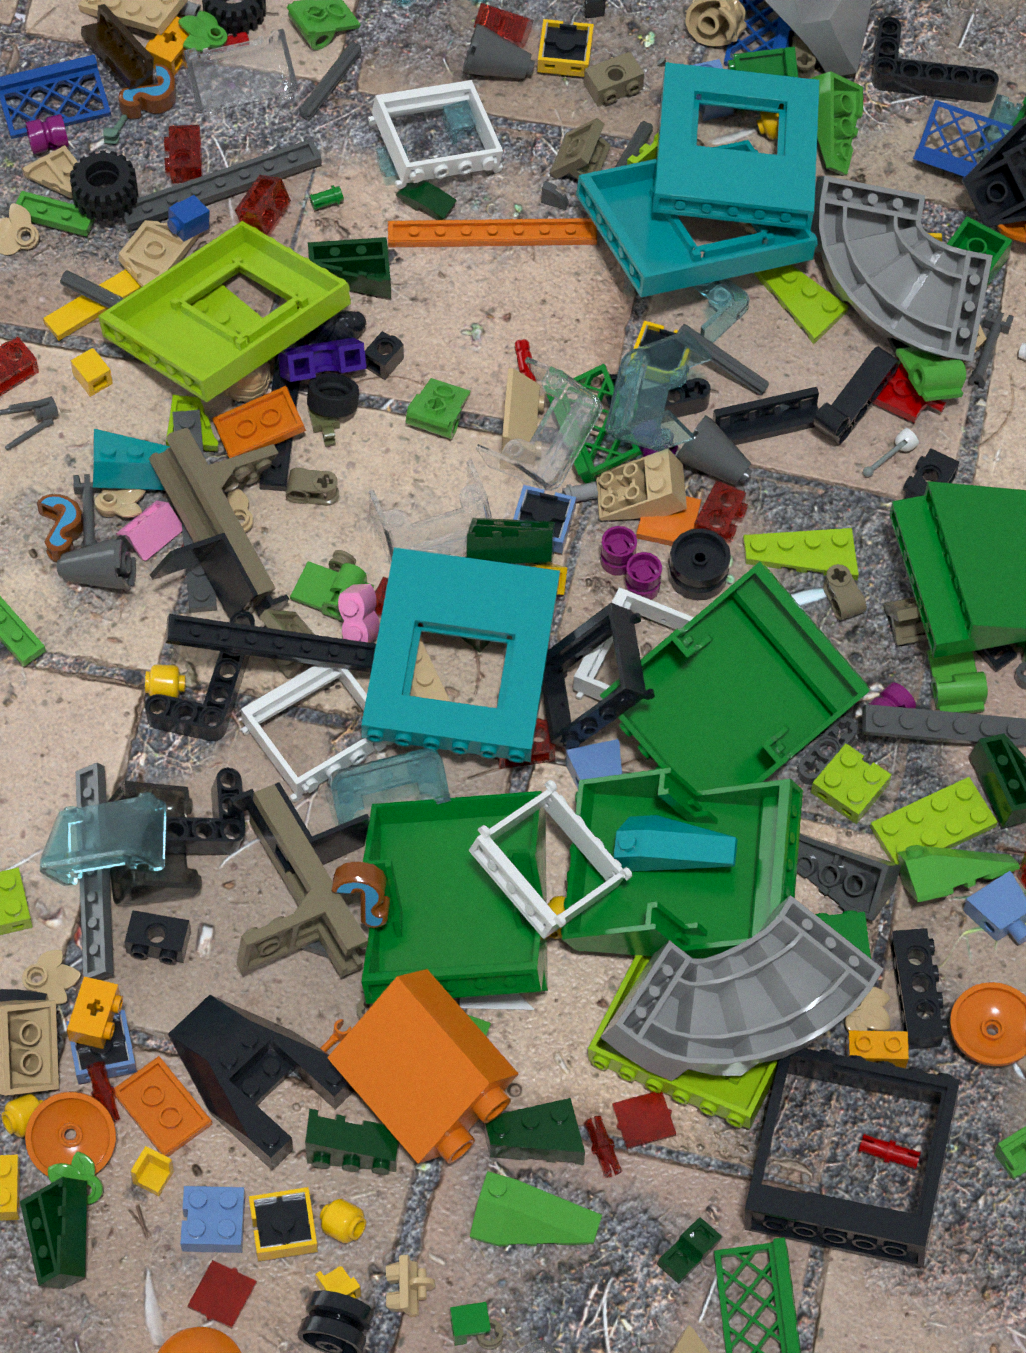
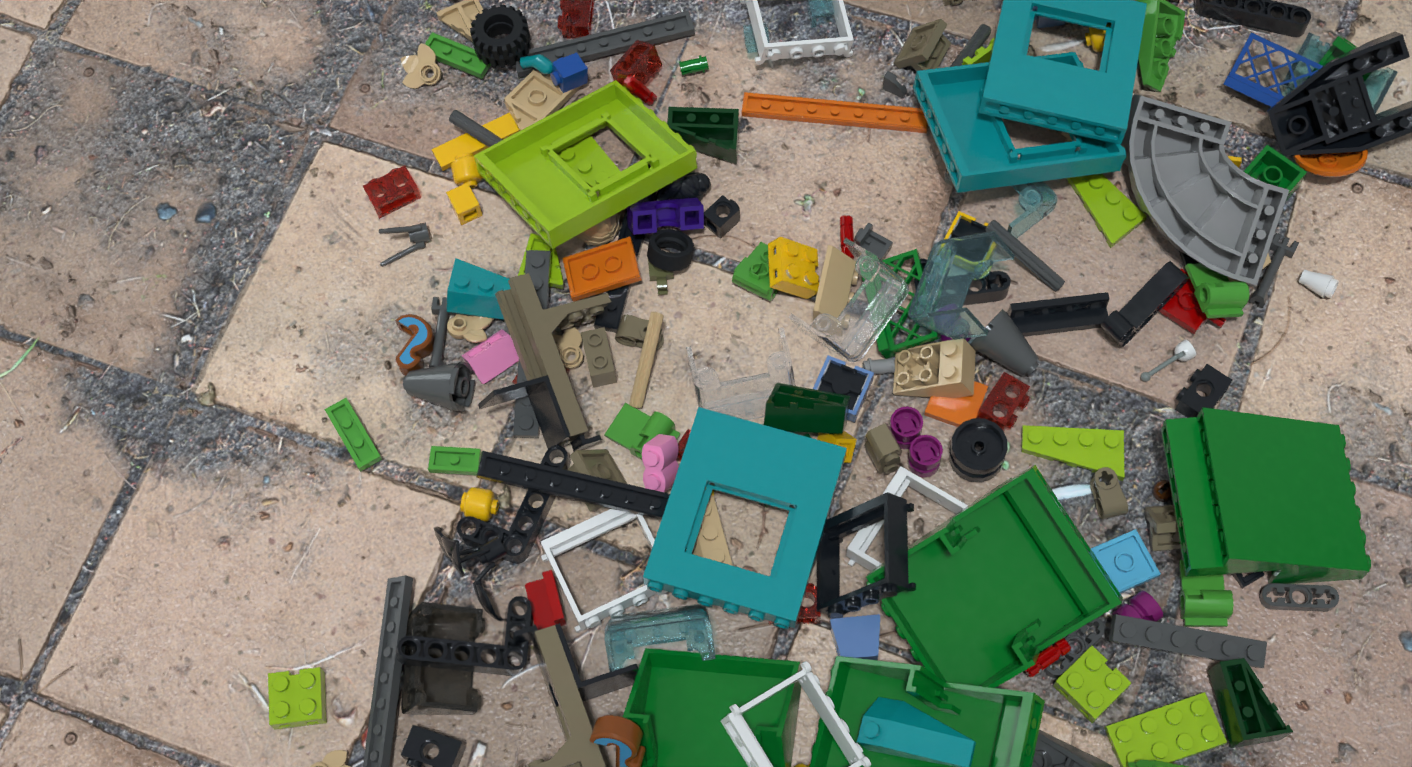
camera: 15 degrees right, 5 degrees up
(87, 334) = (465, 170): none -> yellow head
(105, 837) = (398, 654): clear light blue windscreen -> none
(128, 642) = (454, 460): none -> bright green plate
(151, 210) = (537, 61): none -> teal arm
(183, 727) = (486, 553): none -> black plant
(253, 767) = (545, 601): none -> red panel
(271, 228) = (640, 90): none -> red axle
(271, 516) = (598, 357): none -> dark tan brick
(325, 511) = (646, 360): none -> tan axle
(339, 558) = (654, 405): dark tan bush -> none
(427, 197) = (782, 75): dark green slope -> none
(472, 399) = (793, 267): none -> yellow piece
(555, 360) = (873, 242): none -> dark grey bracket
(597, 573) = (883, 449): none -> dark tan brick
(800, 760) = (1049, 656): none -> red axle
(874, 658) = (1126, 561): none -> medium azure tile
(905, 587) = (1167, 495): none -> reddish brown hinge

